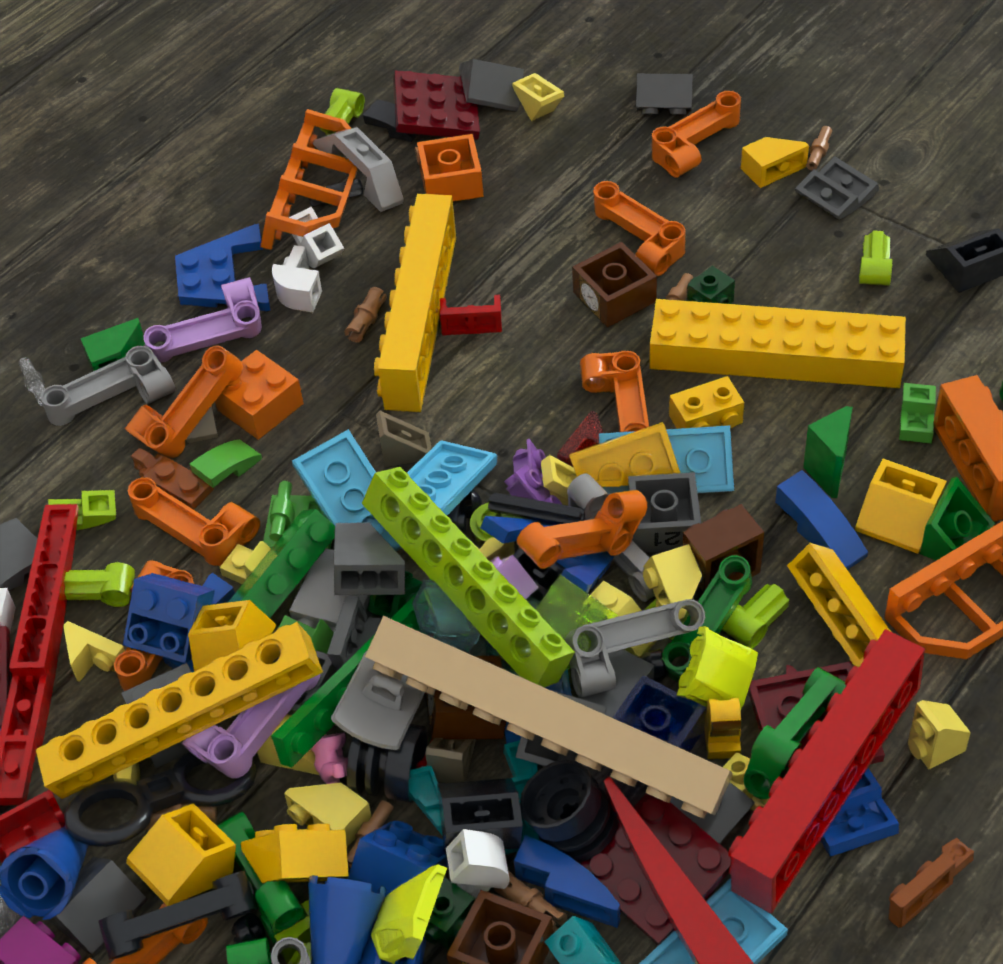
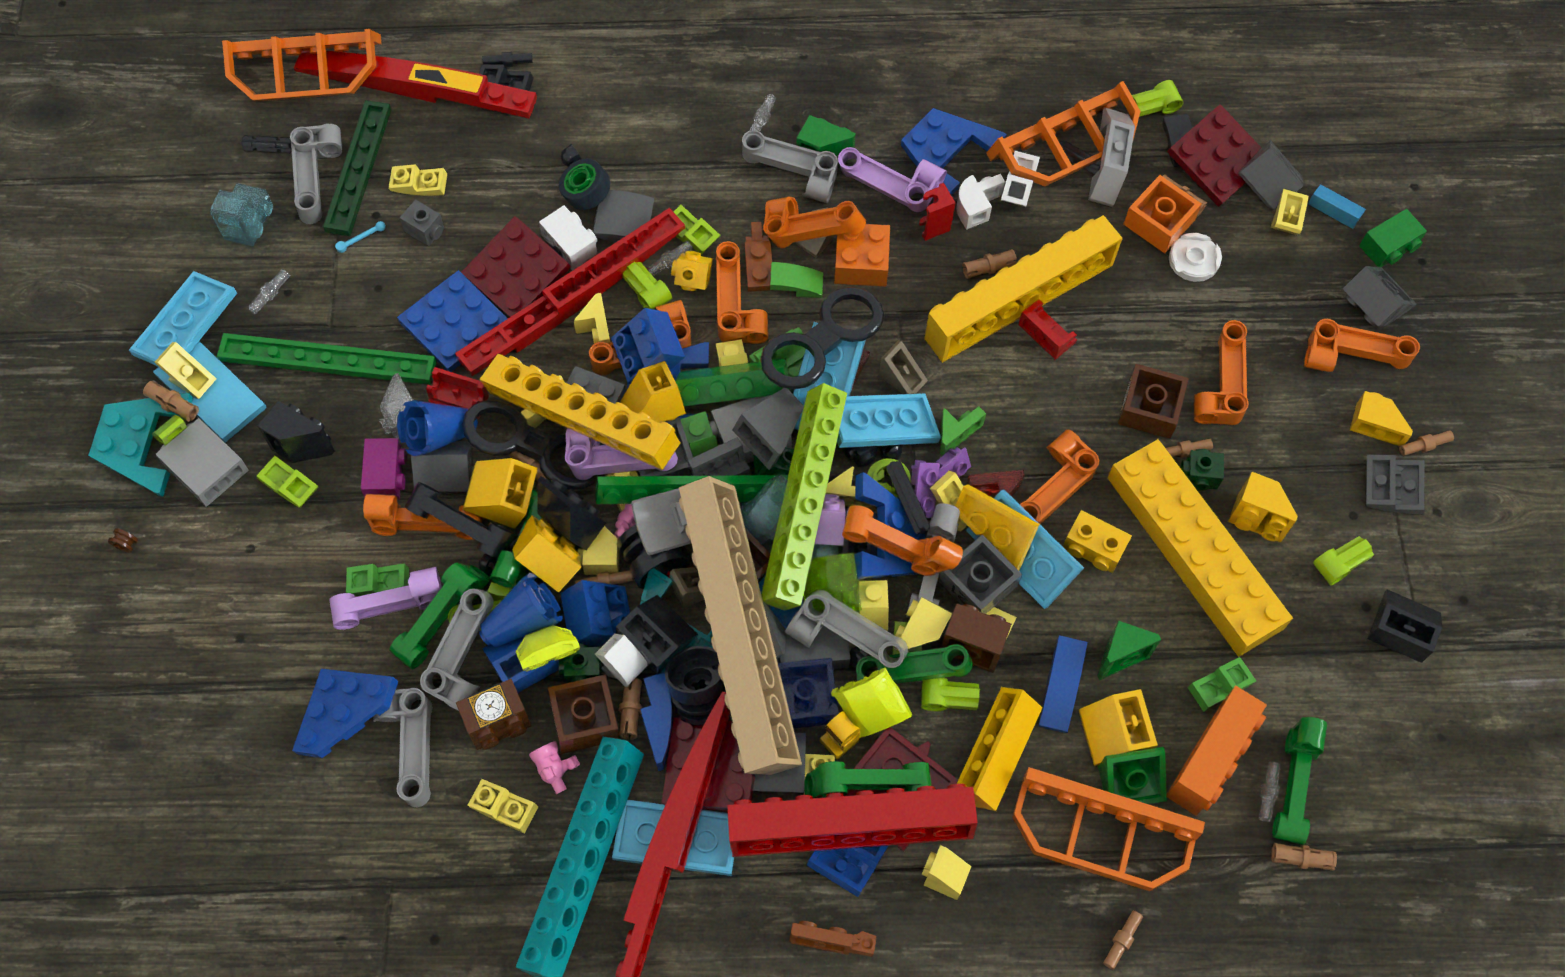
camera: 45 degrees right, 15 degrees up
(91, 545) = (668, 257): none -> clear bar
(138, 530) = (692, 271): none -> yellow brick
(274, 799) = (568, 513): none -> black slope
(282, 309) = (939, 213): none -> red hinge
(318, 461) = (822, 338): none -> black bar
(498, 437) = (955, 432): none -> bright green slope
(508, 180) = (1195, 257): none -> white tile
(561, 69) = (1336, 206): none -> dark azure slope
(623, 54) = (1393, 238): none -> green brick
(785, 273) = (1263, 508): none -> yellow slope

